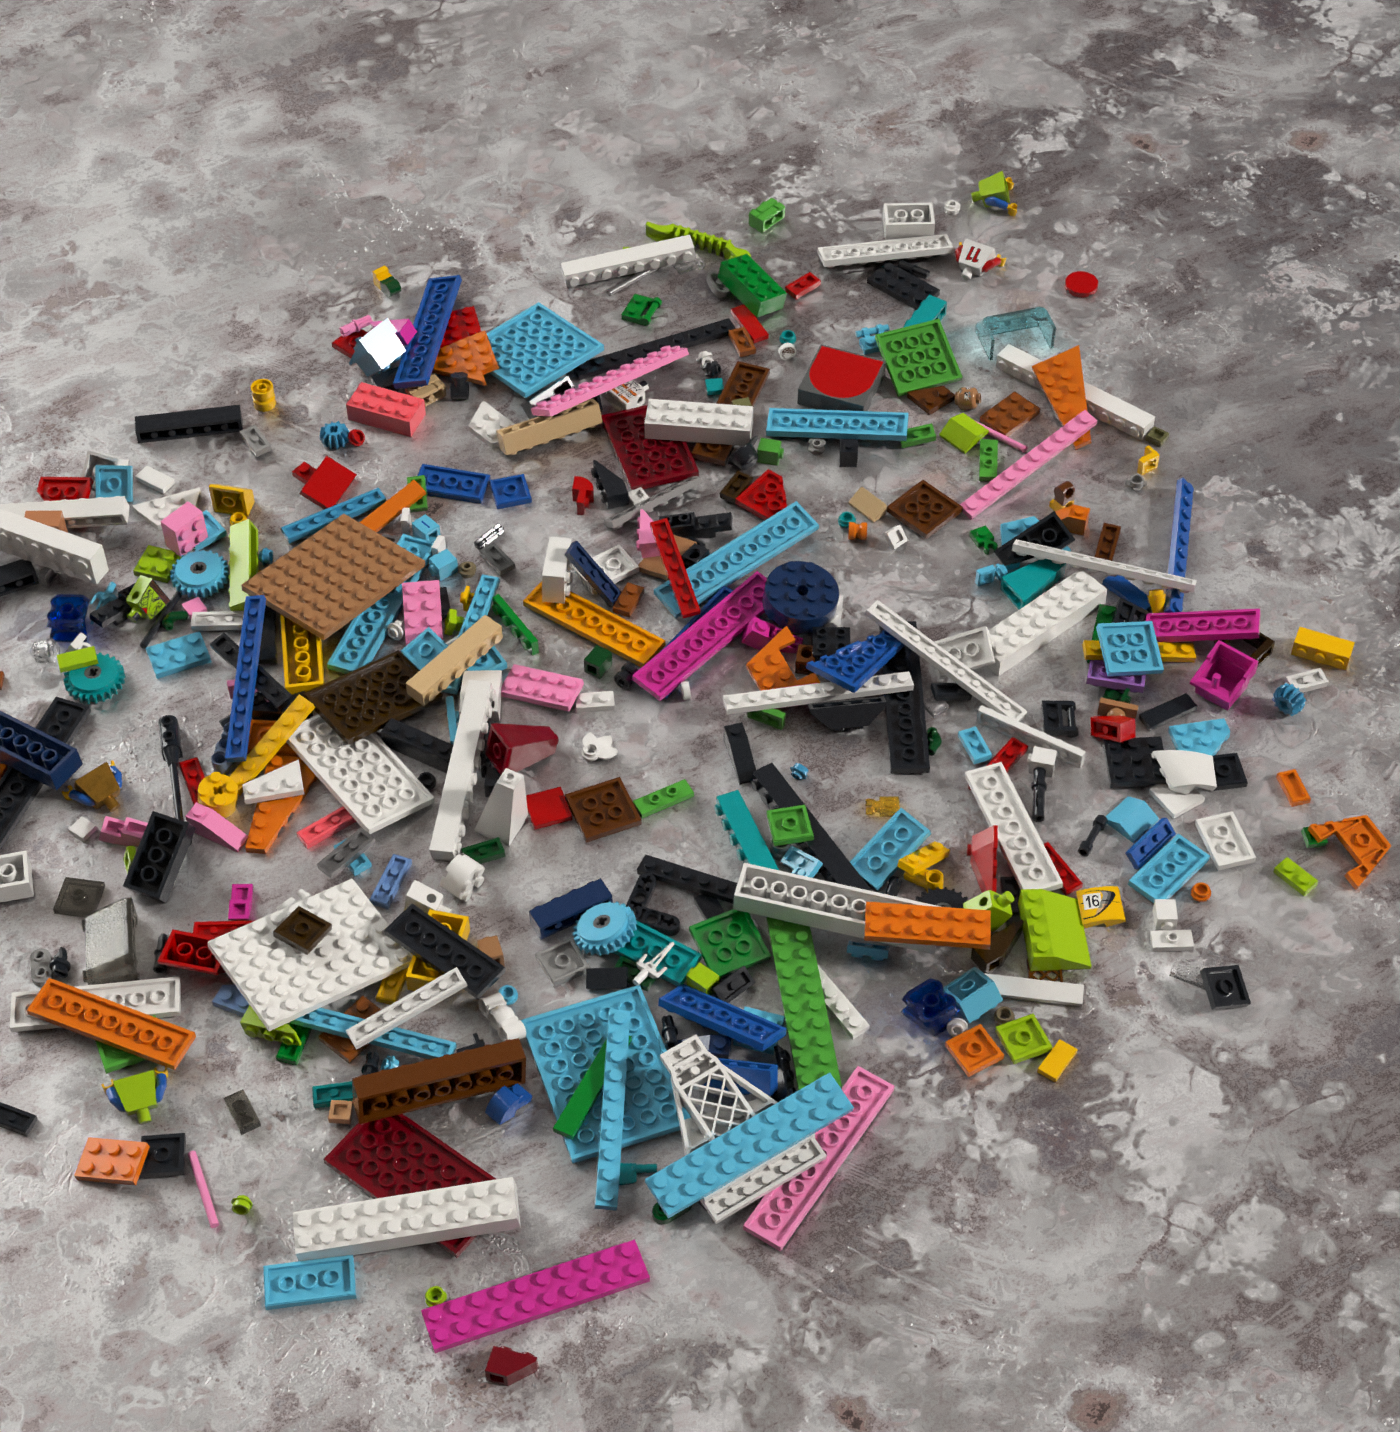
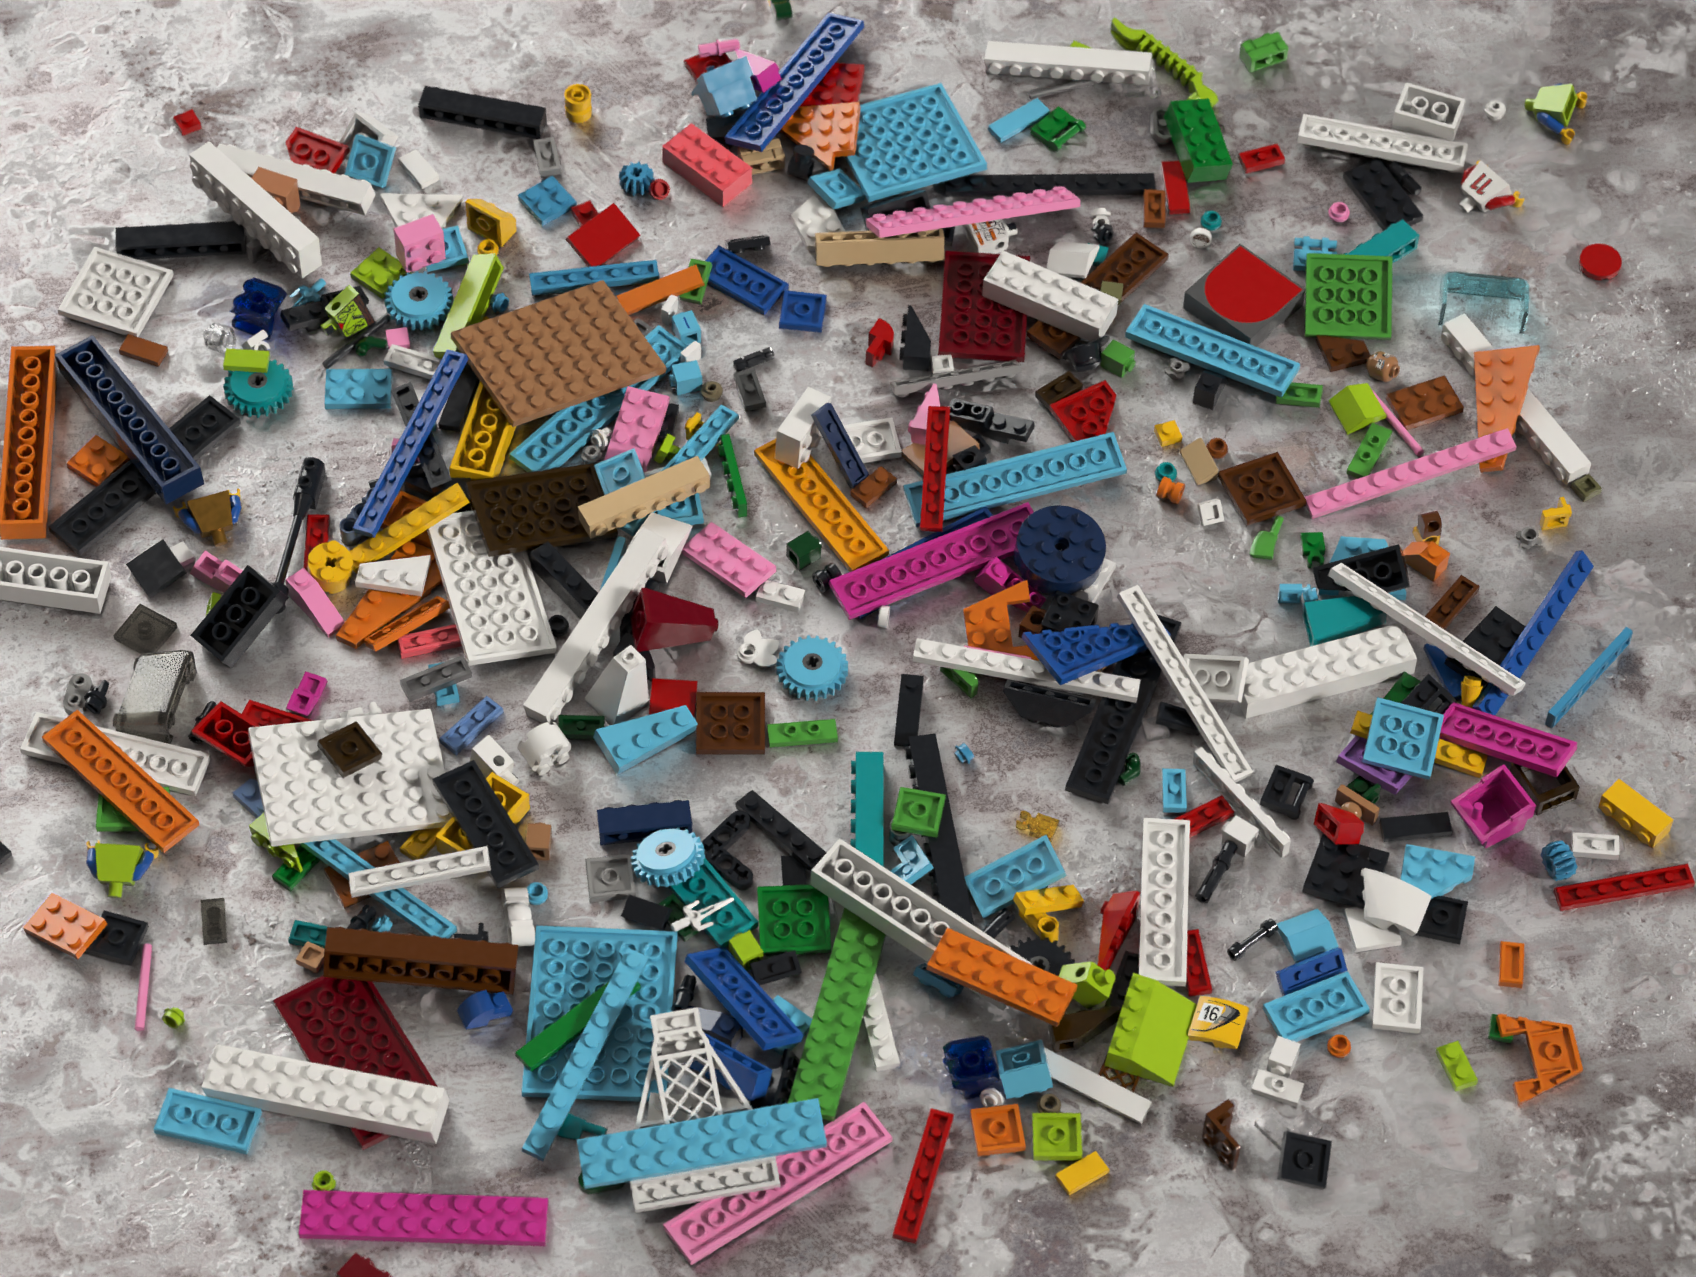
camera: 20 degrees right, 5 degrees up
(68, 844) = (156, 568): none -> black tile
(269, 472) = (547, 200): none -> dark azure plate
(301, 819) = (407, 623): none -> orange tile
(392, 645) = (588, 458): none -> light grey plate
(438, 458) = (755, 242): none -> black plate
(495, 397) = (836, 189): none -> medium azure plate
(535, 846) = (643, 737): none -> medium azure wedge
(608, 312) = (1018, 120): none -> medium azure tile
(648, 746) = (812, 668): none -> medium azure gear
(700, 391) = (1072, 258): none -> white slope
(833, 492) = (1168, 433): none -> yellow plate
(877, 490) = (1217, 448): none -> dark orange plate
(878, 305) = (1339, 212): none -> bright pink plate
(934, 1109) = (923, 1176): none -> red plate
(945, 546) = (1265, 542): none -> bright green piece
(1152, 556) = (1491, 638): none -> black plate
(1154, 993) = (1216, 1134): none -> reddish brown bracket
(1235, 565) = (1589, 677): none -> dark azure tile
(1342, 704) = (1624, 887): none -> red tile

